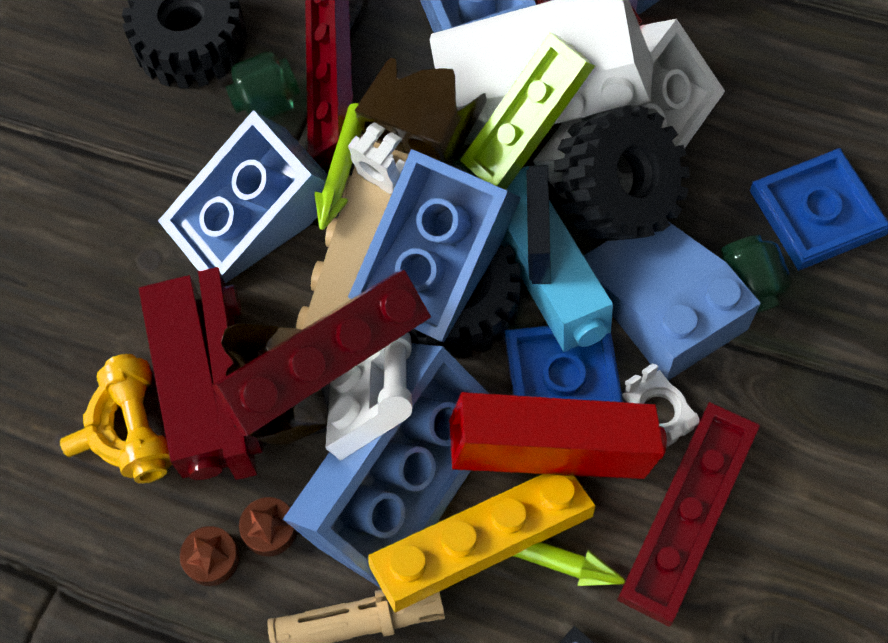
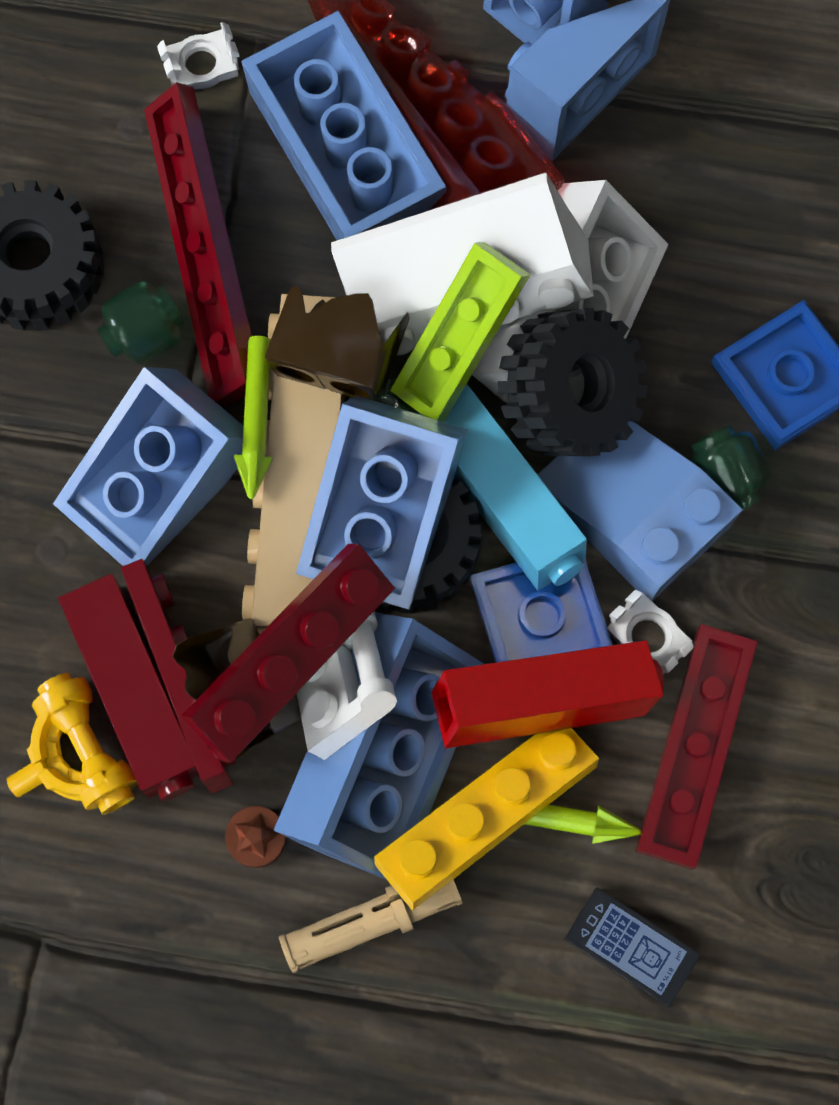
camera: 15 degrees left, 10 degrees up
(209, 556) = (200, 879): copper tile -> none
(377, 163) = (302, 409): white piece -> none
(538, 225) = (493, 461): black tile -> none

